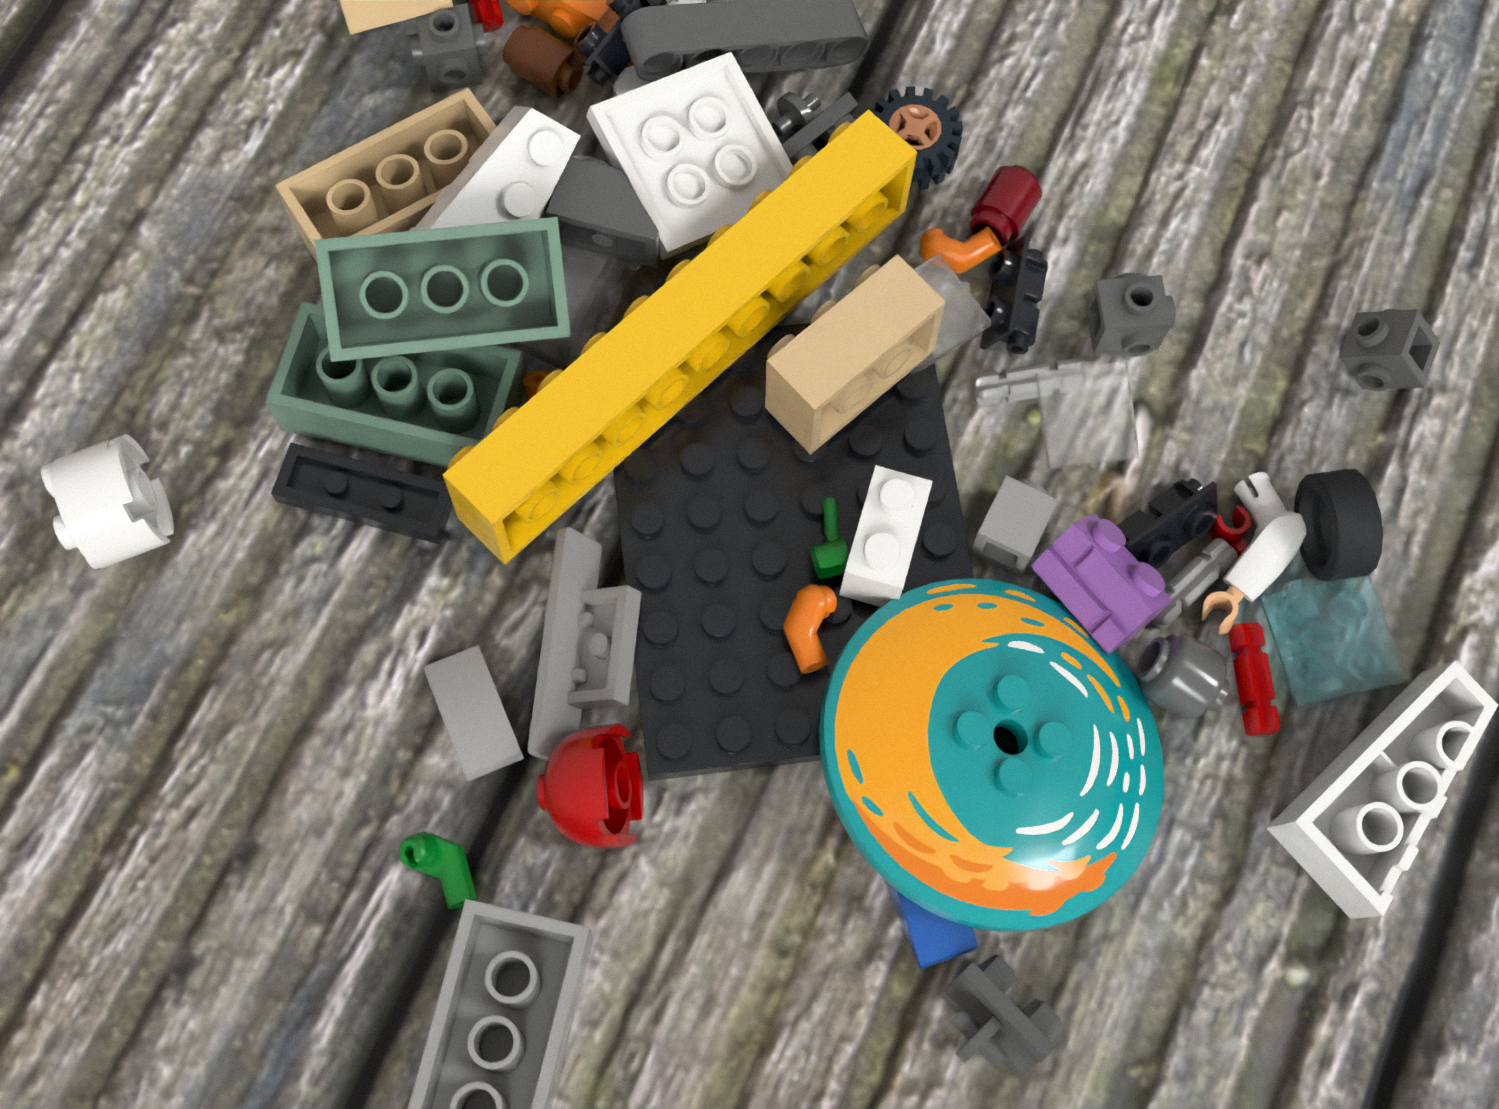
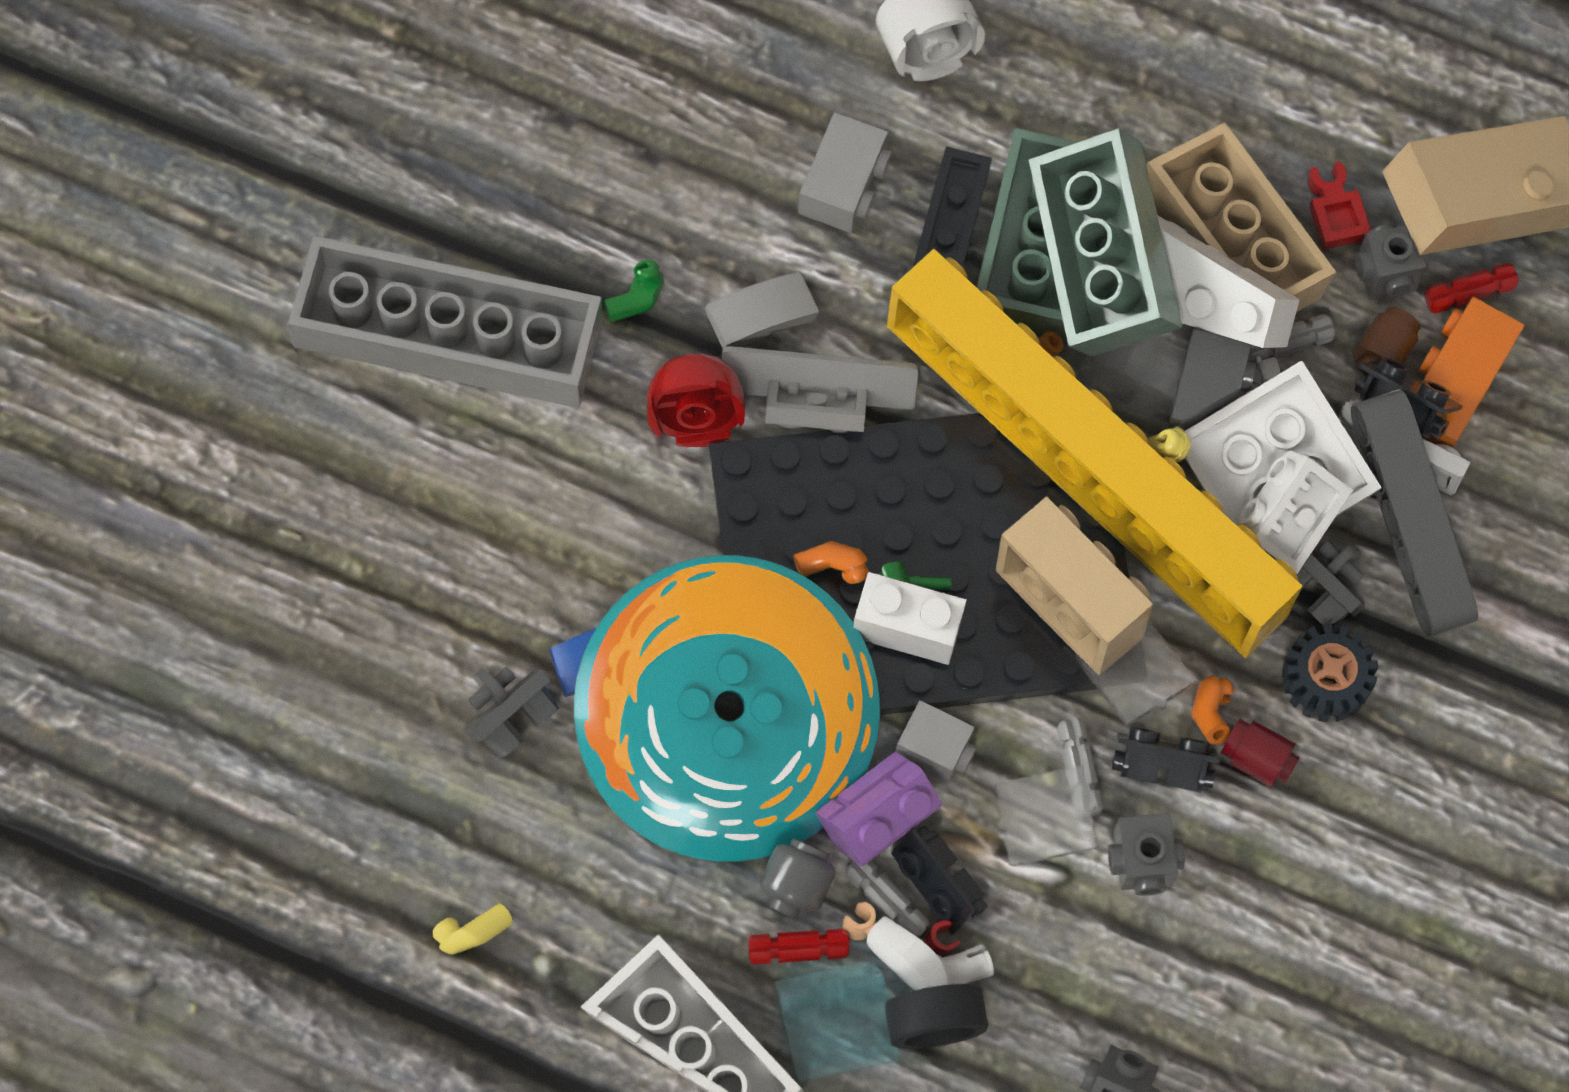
camera: 90 degrees right, 0 degrees up
(296, 610) = (843, 173): none -> light grey brick
(385, 98) = (1336, 214): none -> red plate
(683, 242) = (1171, 443): none -> light yellow arm
(755, 133) = (1294, 508): none -> white bracket
(1283, 1057) = (473, 934): none -> light yellow arm

